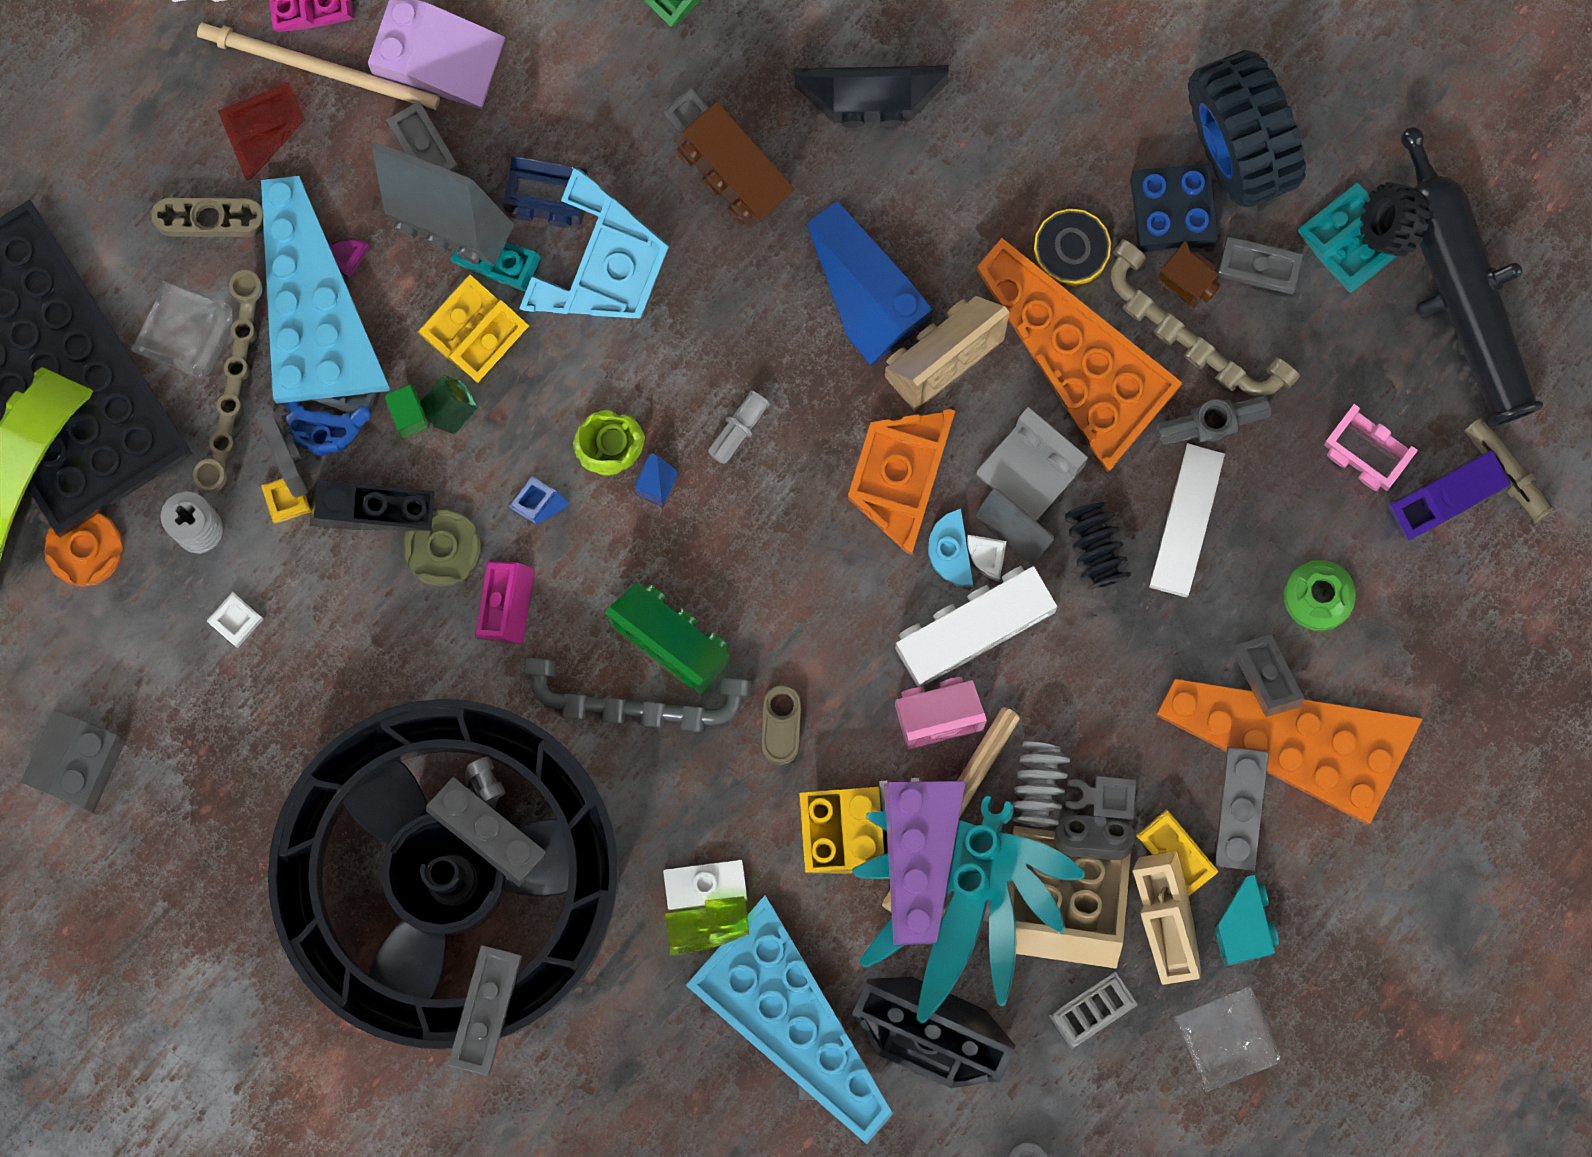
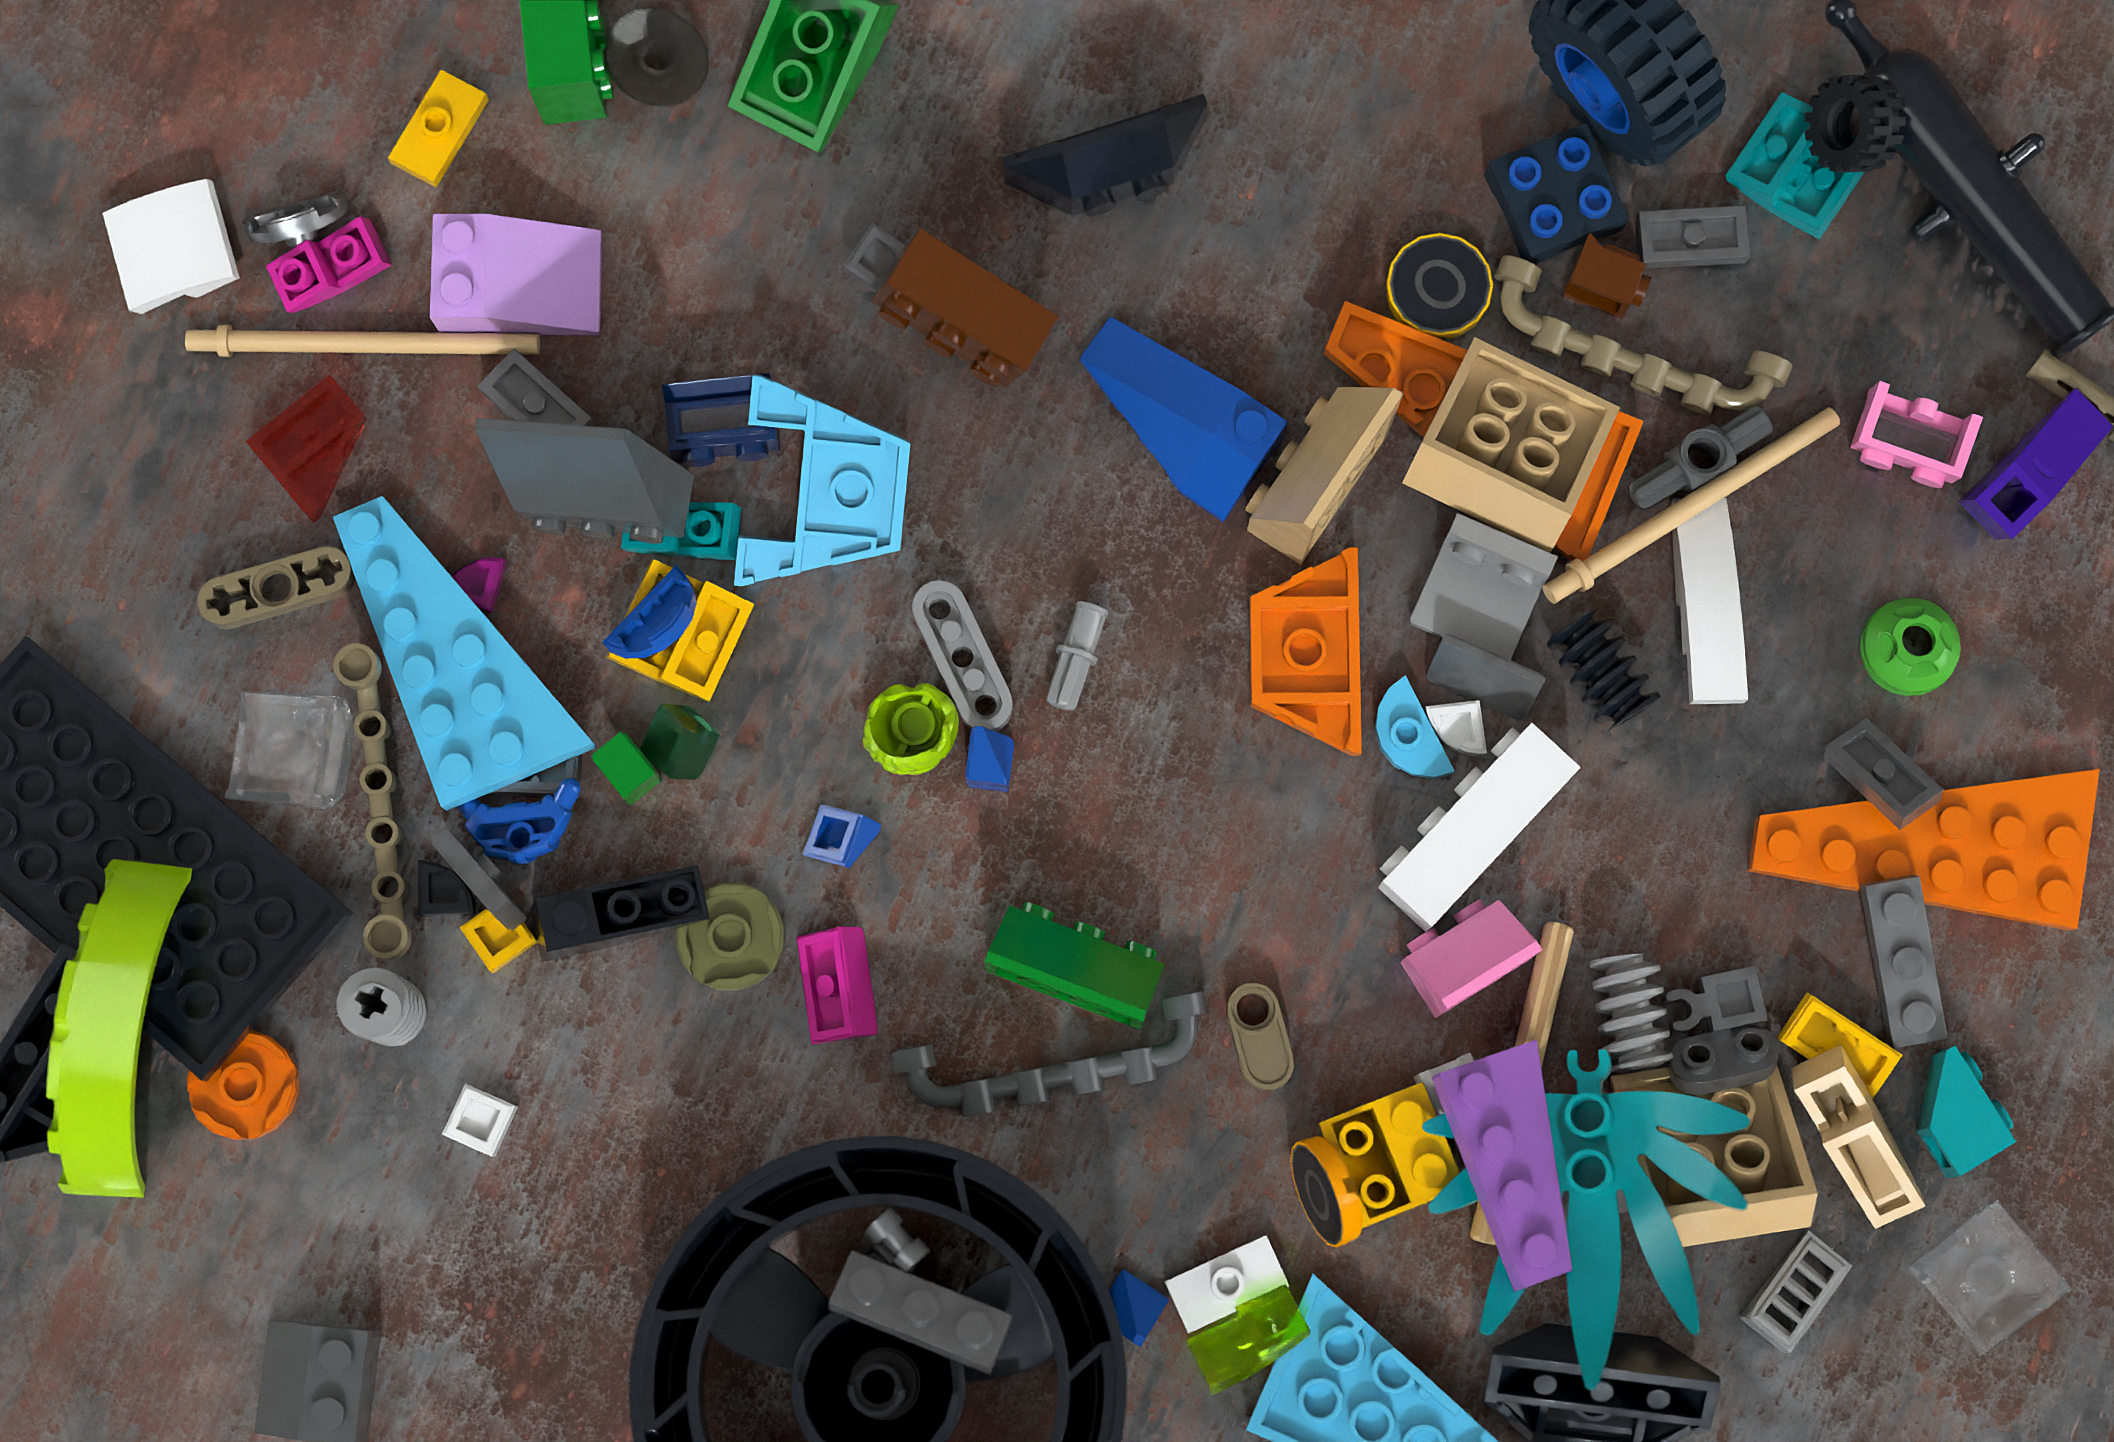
camera: 20 degrees left, 0 degrees up
(257, 458) = (442, 892): none -> black tile
(458, 316) = (656, 619): none -> blue plate
(637, 881) = (1136, 1306): none -> blue slope
(655, 388) = (958, 633): none -> light grey plate
(789, 849) = (1319, 1185): none -> tile
(1082, 371) = (1511, 445): none -> tan slope
(1103, 475) = (1581, 574): none -> tan bar

